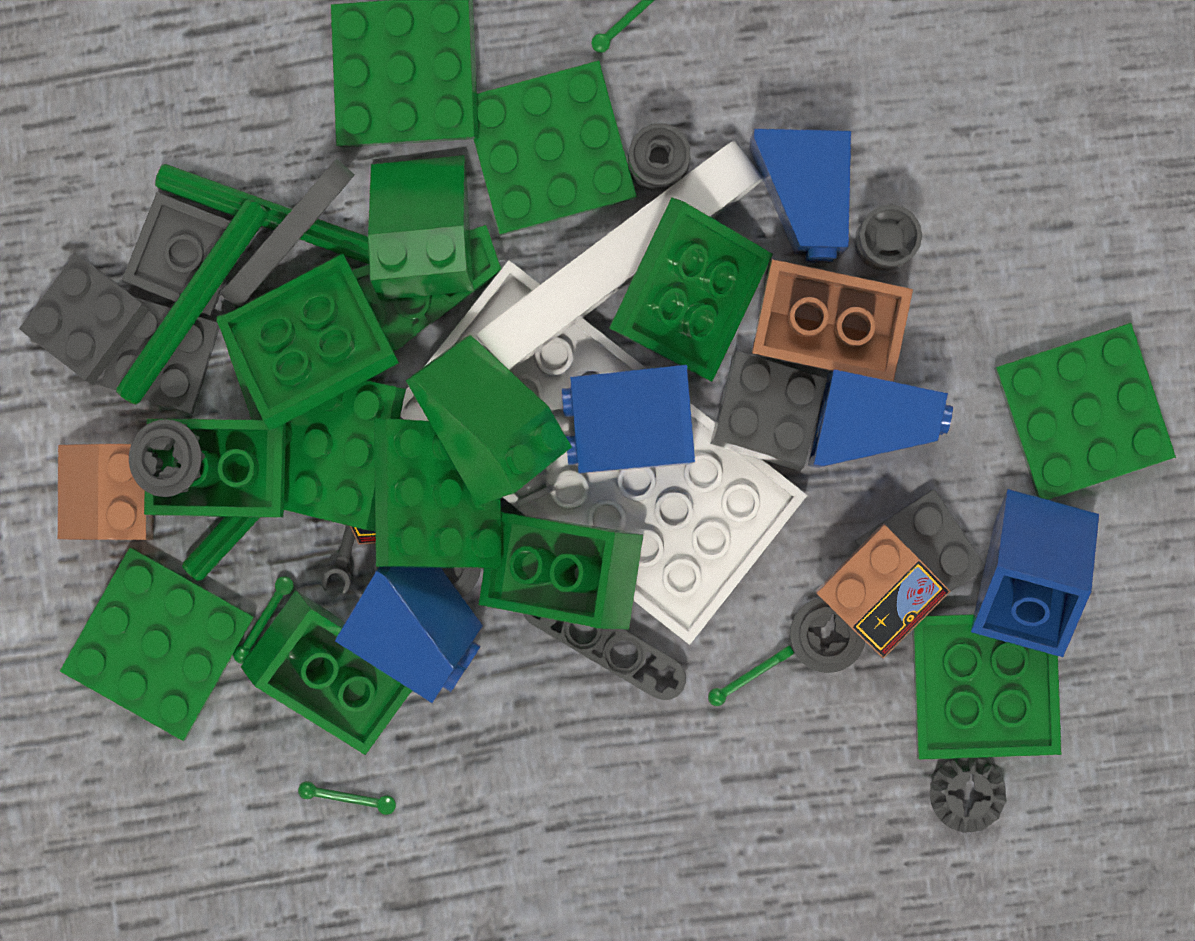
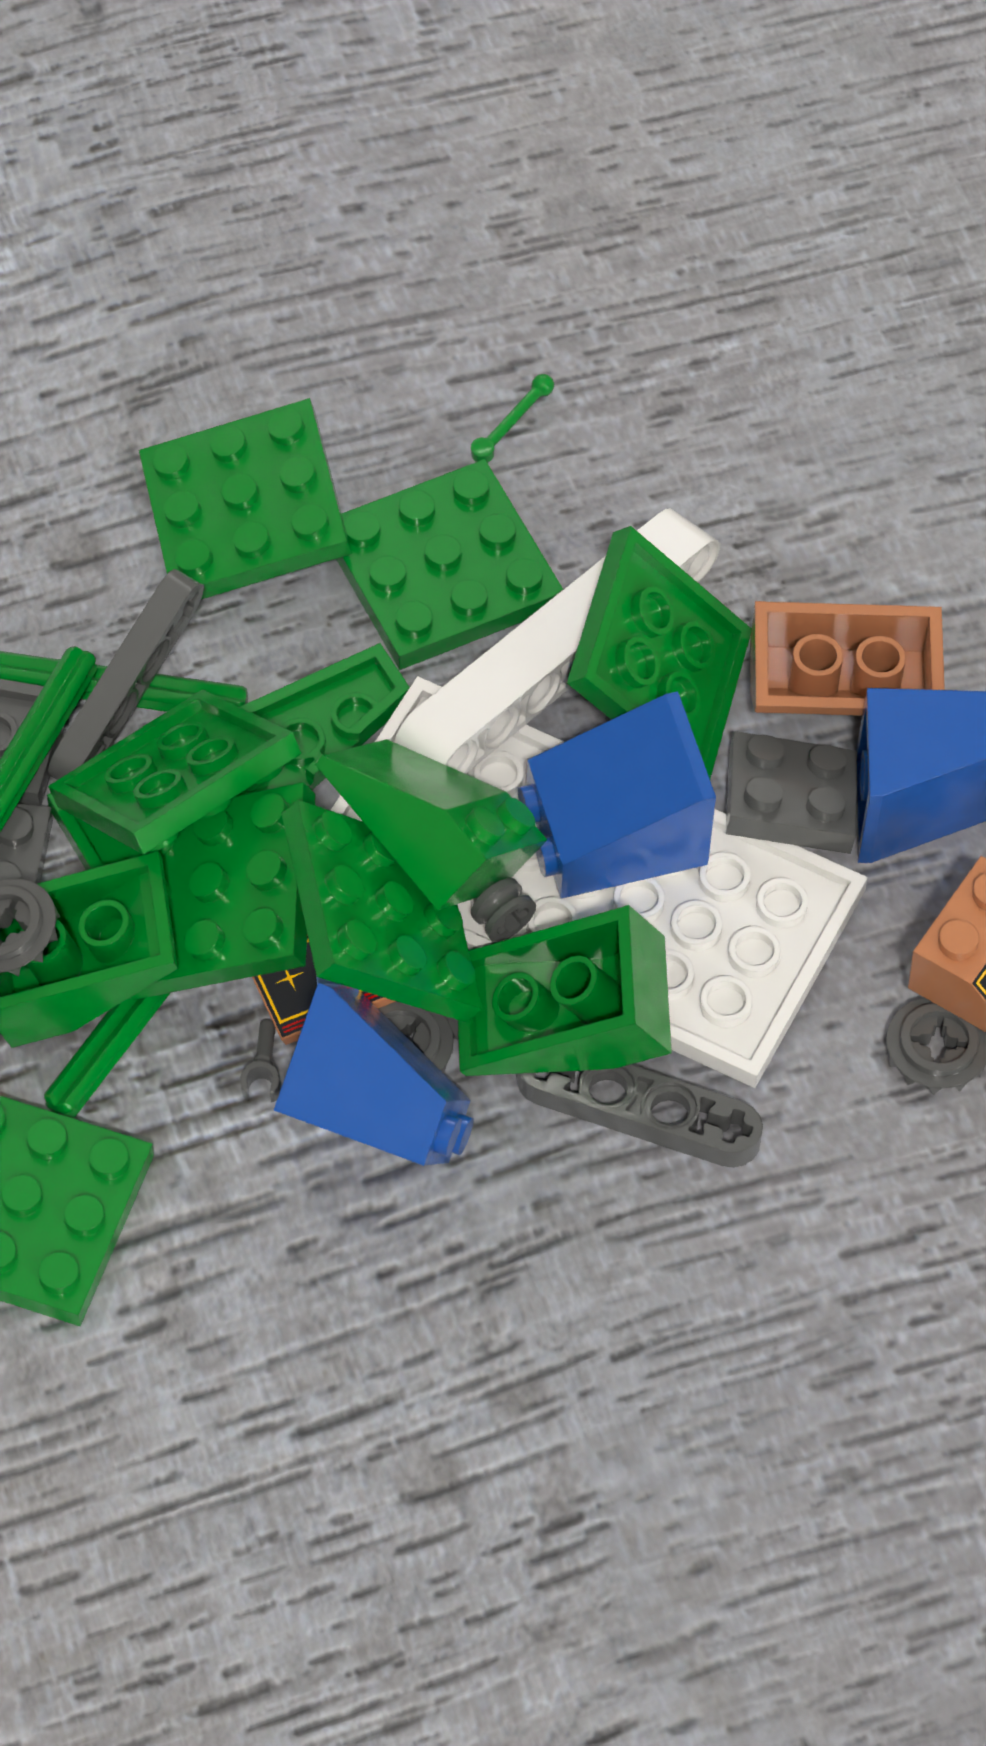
camera: 10 degrees left, 30 degrees down
(283, 586) = (187, 1110): green hinge -> none
(321, 678) = (271, 1192): green slope -> none
(385, 804) = (378, 1359): green hinge -> none
(419, 228) = (301, 656): green slope -> none
(659, 156) = (580, 528): dark grey wheel -> none
(718, 696) = (810, 1146): green hinge -> none
(808, 187) = (773, 520): blue slope -> none
(888, 237) = (894, 567): dark grey wheel -> none

